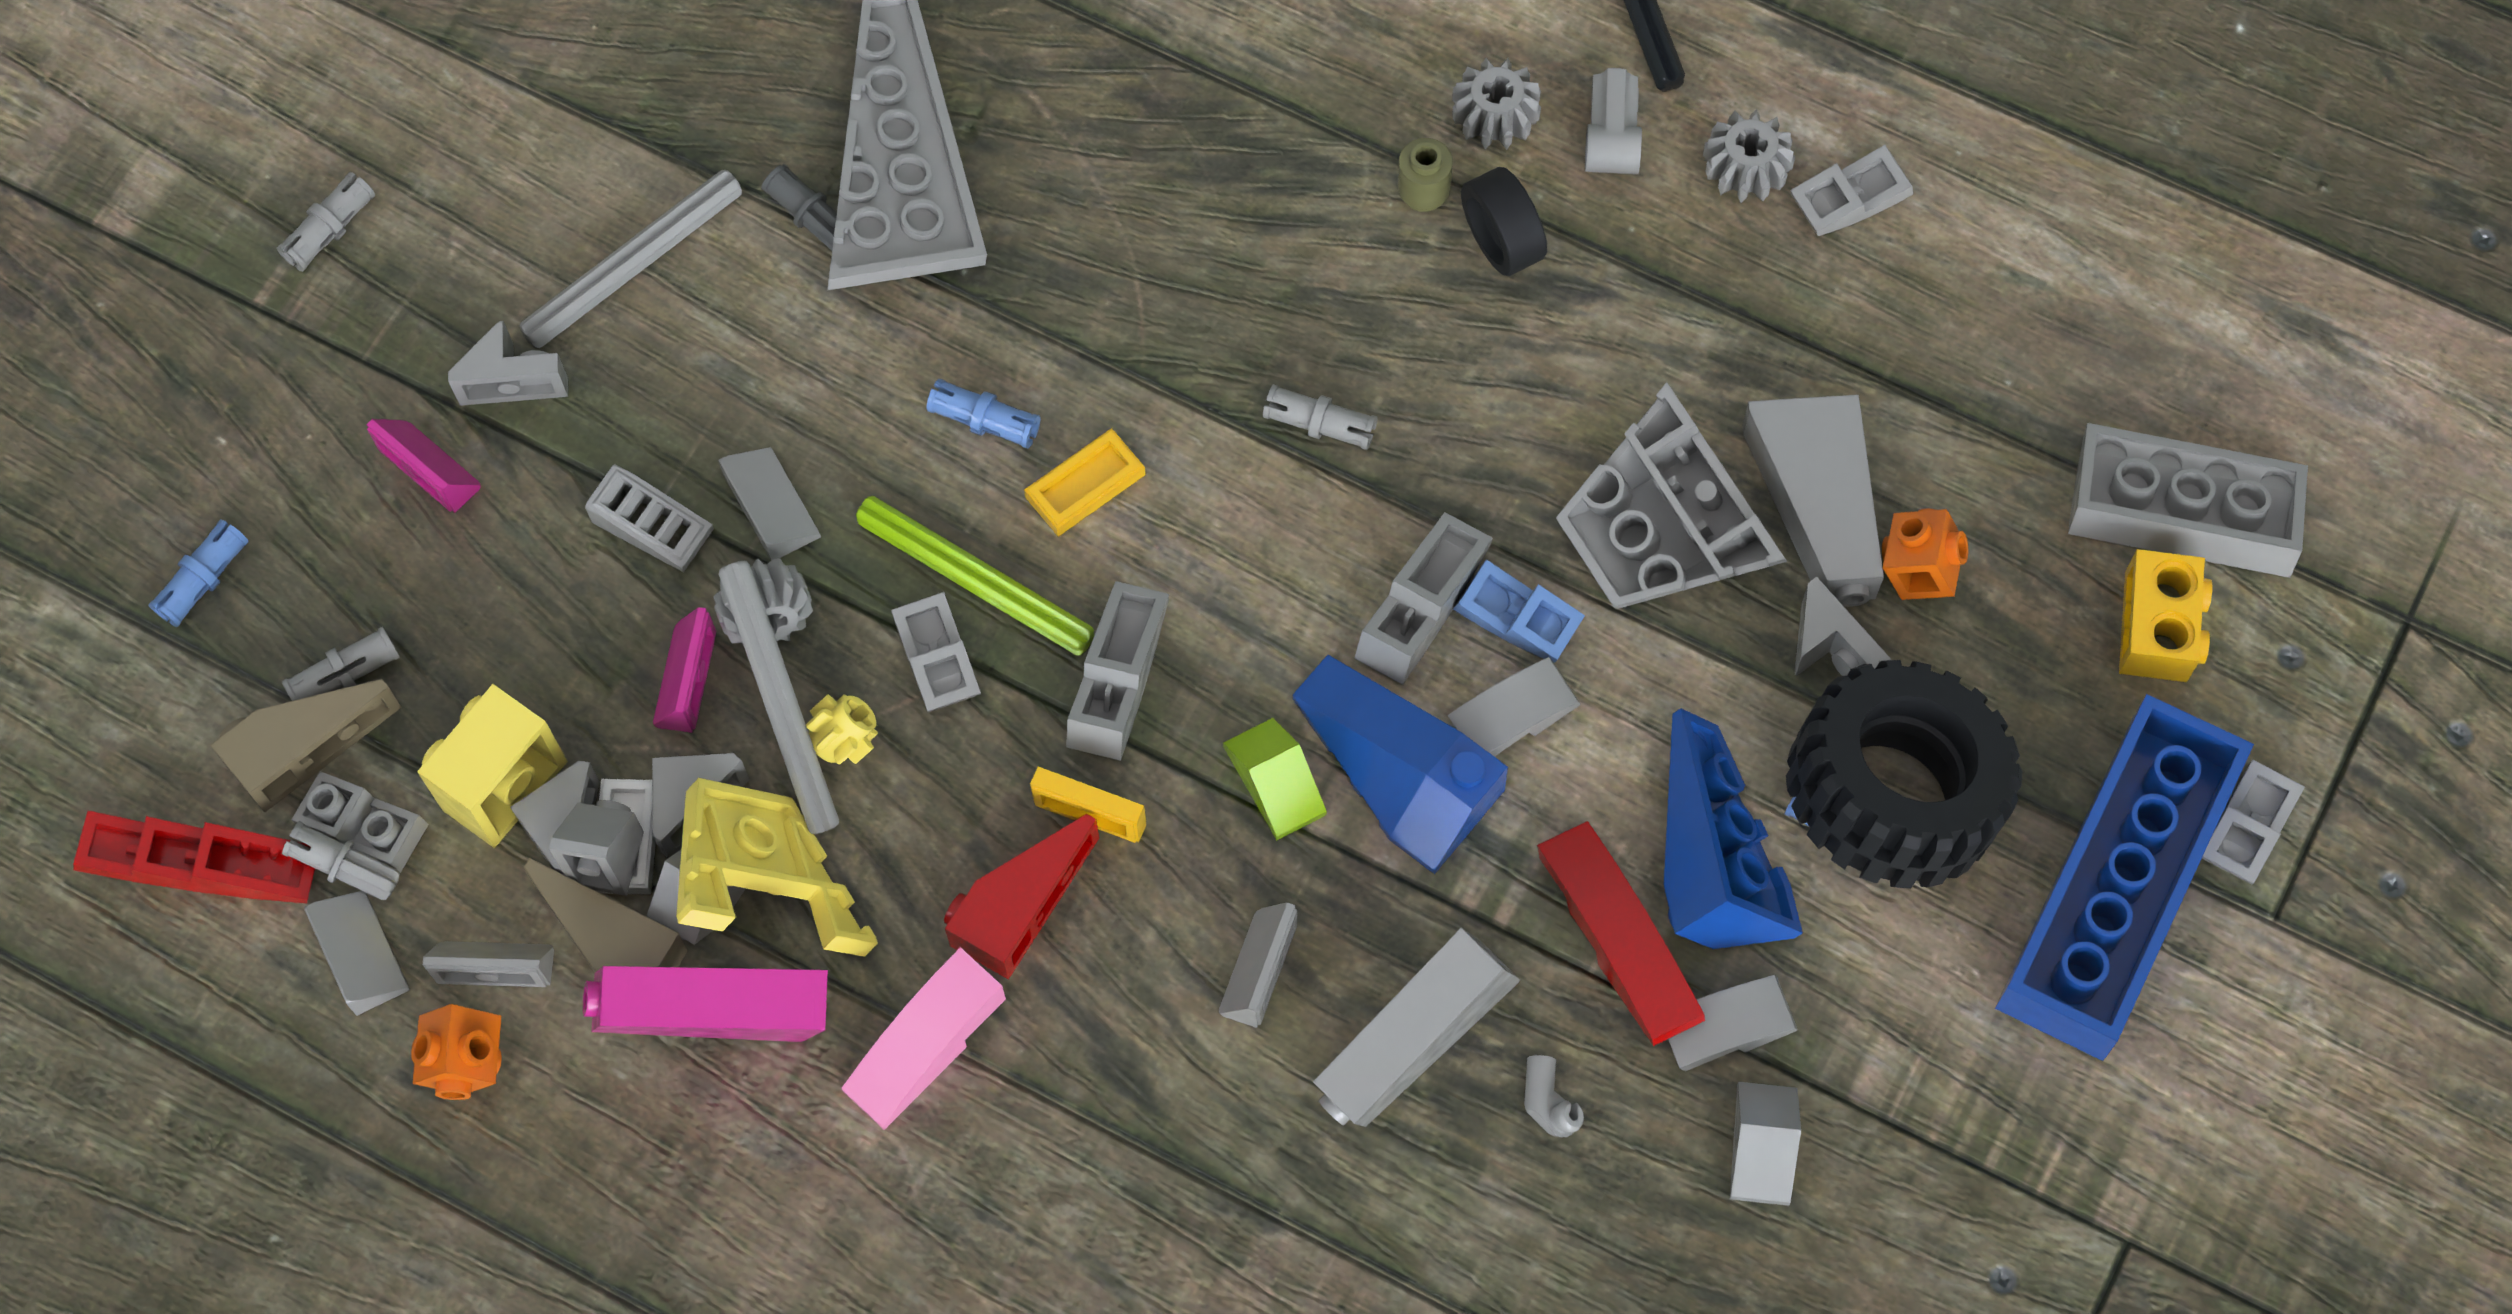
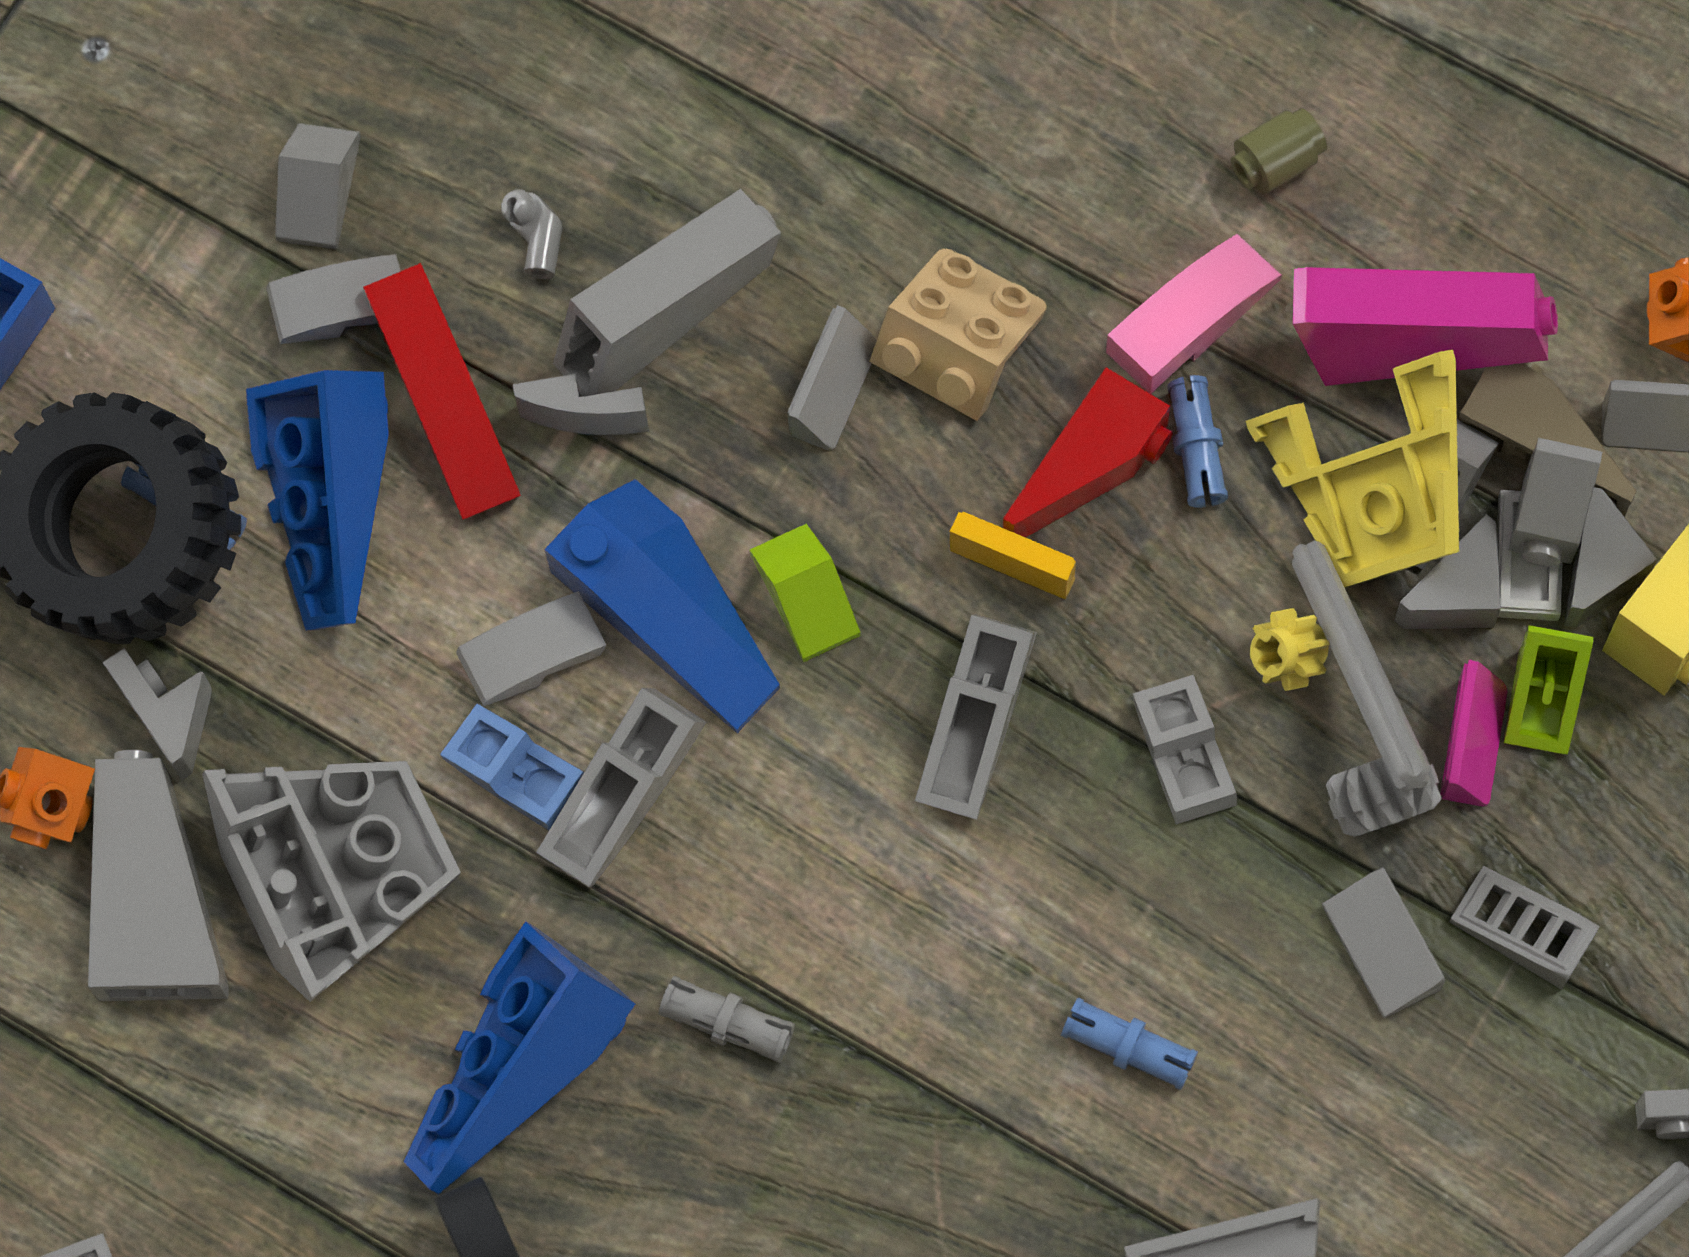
camera: 175 degrees left, 5 degrees up
(616, 711) = (1547, 689): none -> lime slope
(841, 1201) = (1278, 150): none -> olive brick
(920, 920) = (1197, 441): none -> medium blue pin
(975, 575) = (1141, 841): lime axle -> none
(1084, 482) = (1009, 955): yellow tile -> none
(1140, 1016) = (956, 331): none -> tan bracket
(1483, 387) = (537, 1034): none -> blue wedge
(1507, 923) = (559, 406): none -> light grey slope

